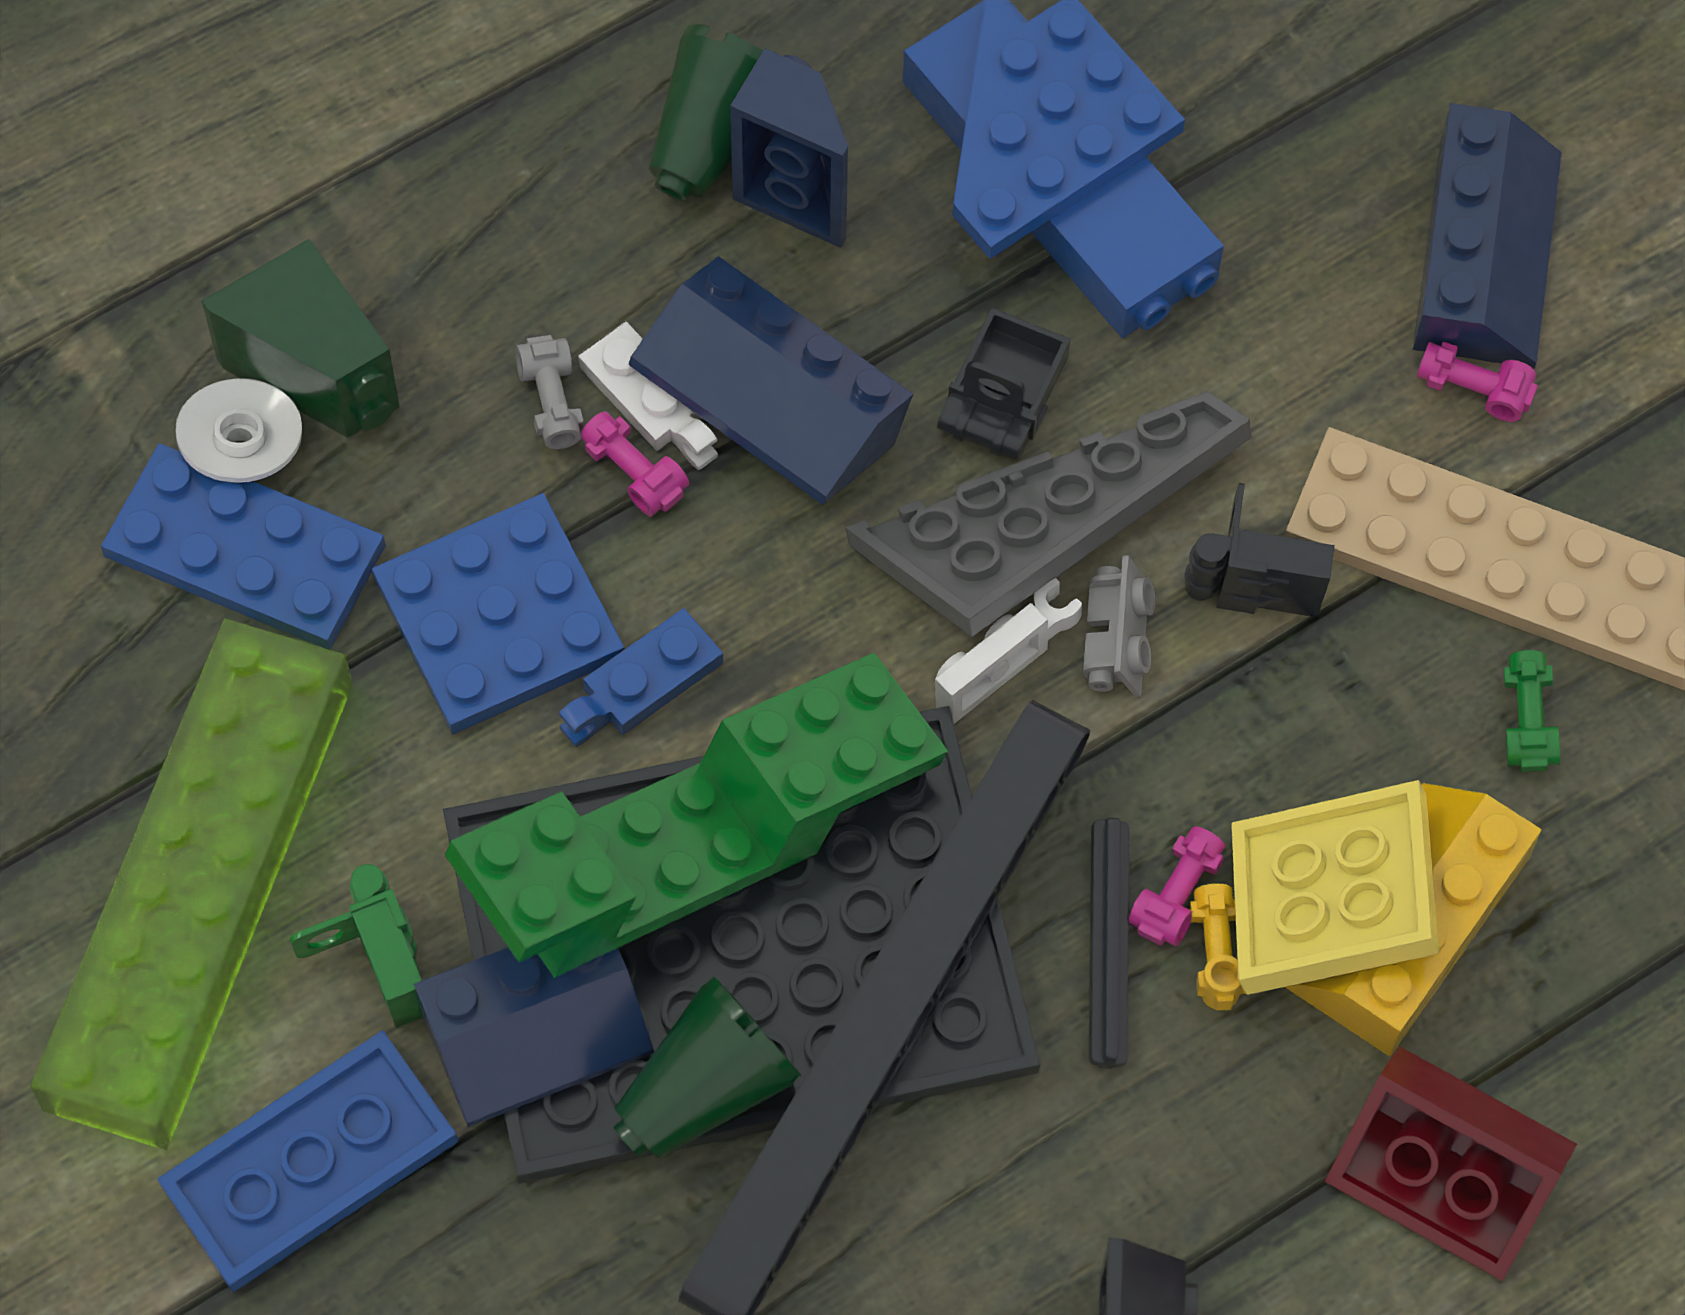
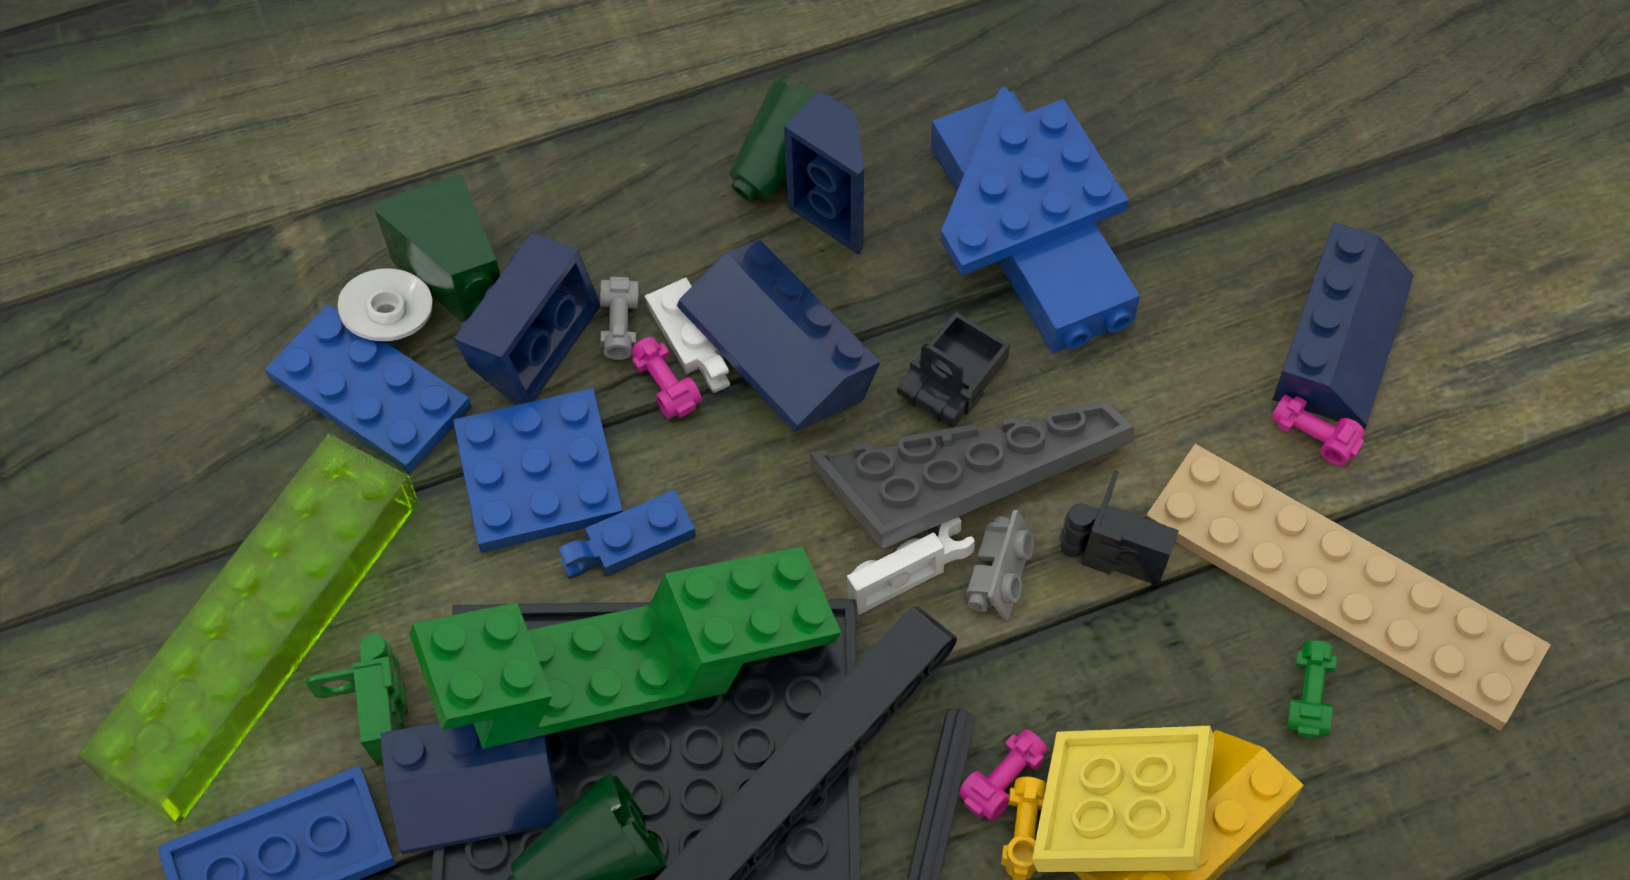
camera: 15 degrees right, 5 degrees down
(441, 416) = (529, 318): none -> dark blue slope

